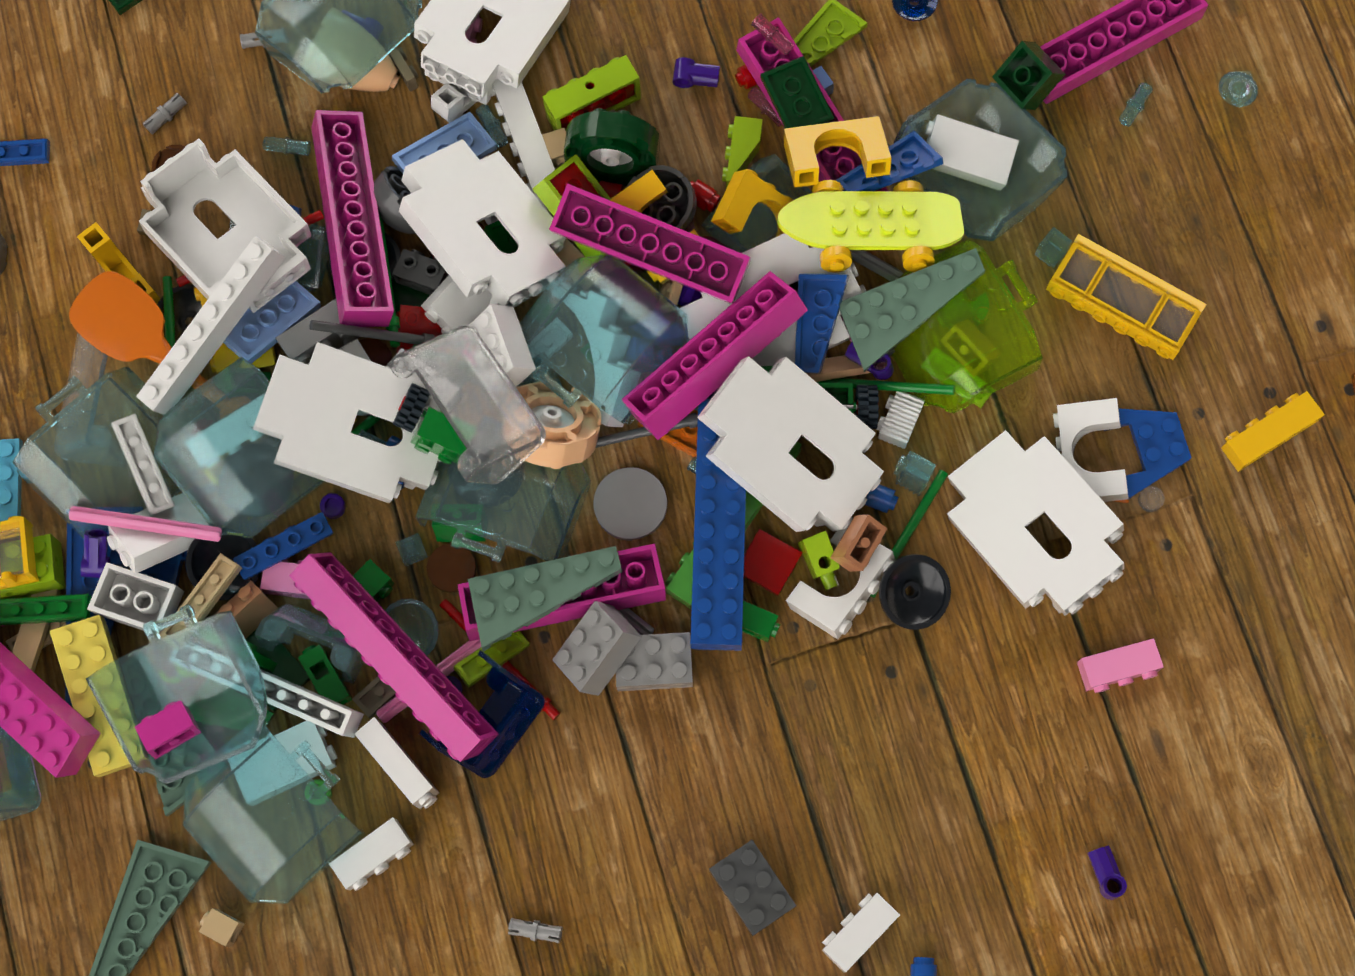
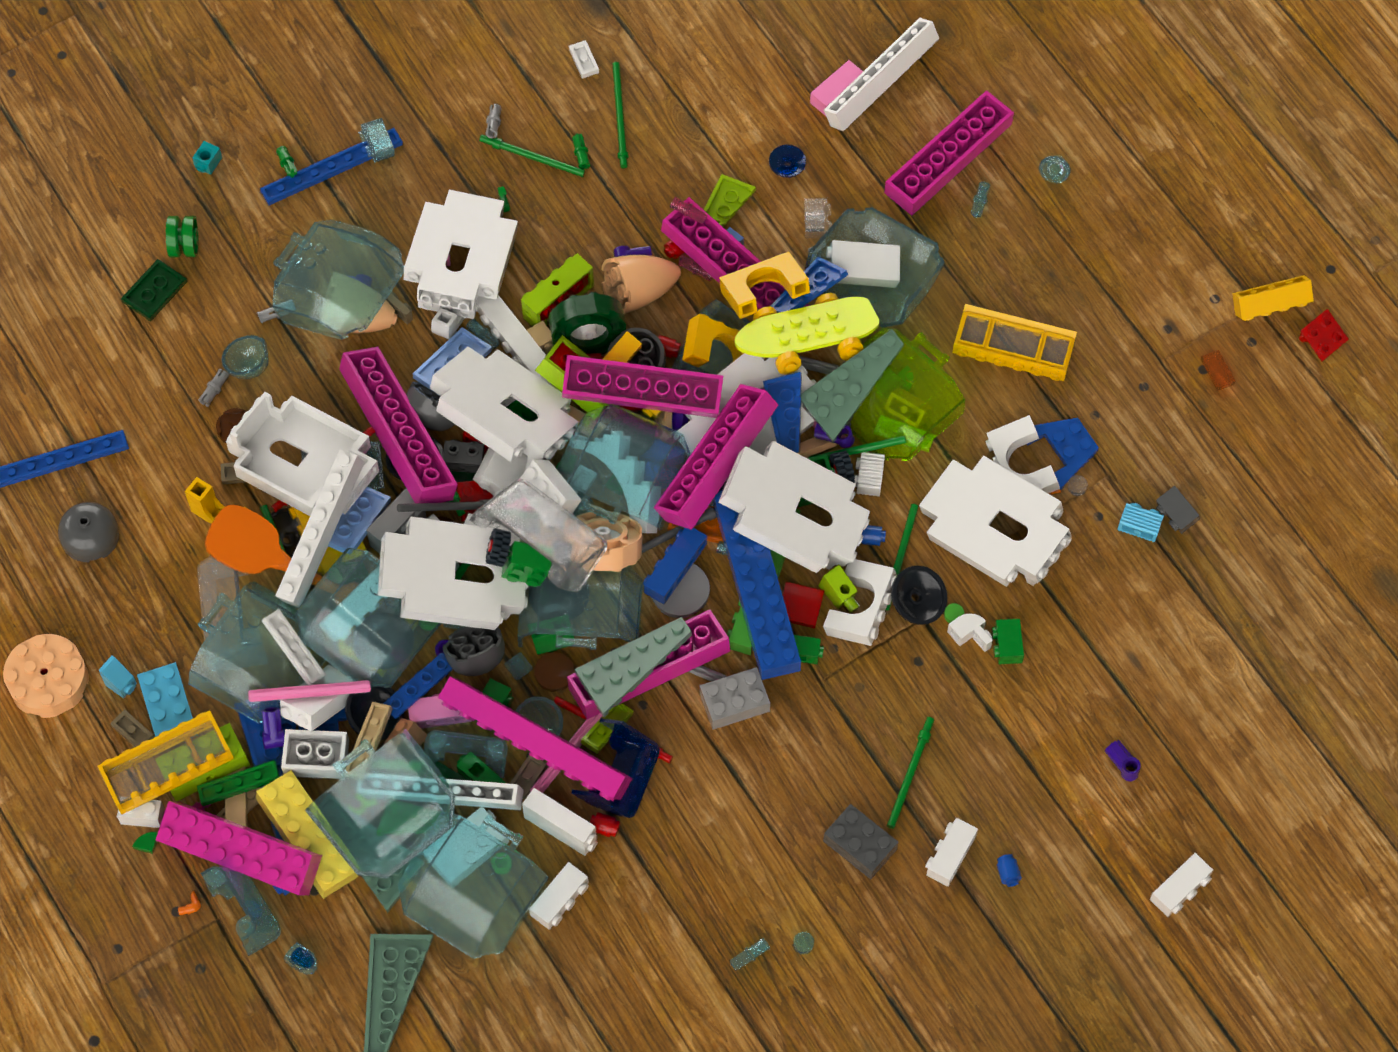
camera: 20 degrees left, 10 degrees down
(48, 849) = (301, 959): none -> rock
(167, 729) = (375, 837): dark pink brick -> none
(208, 87) = (246, 357): none -> clear light blue cylinder
(220, 927) = (457, 980): tan brick -> none
(287, 146) = (321, 388): clear light blue axle -> none
(360, 521) = (474, 650): none -> dark grey cylinder
(452, 779) = (605, 824): none -> red brick
(535, 930) = (703, 917): light grey pin -> none
(596, 648) = (689, 696): light grey brick -> none
(630, 474) = (675, 564): none -> blue brick
(692, 105) = (638, 279): none -> light nougat cylinder
(744, 145) = (687, 299): lime slope -> none
(796, 94) = (719, 251): dark green tile -> none
(859, 543) = (867, 566): nougat brick -> none
(869, 773) = (923, 738): none -> green bar
(914, 472) = (892, 509): clear light blue brick -> none
(929, 78) = (816, 217): none -> clear brick
(951, 623) = (952, 612): none -> bright green tile
(965, 646) = (968, 627): none -> white brick
(1008, 678) = (1008, 641): none -> green brick
(1028, 75) = (893, 195): dark green brick -> none
(1053, 247) = (949, 319): clear light blue panel -> none
(1120, 666) = (1089, 610): bright pink brick -> none
(1217, 568) = (1140, 522): none -> medium azure brick
(1267, 566) = (1177, 509): none -> dark grey brick
(1272, 431) = (1152, 412): yellow brick -> none

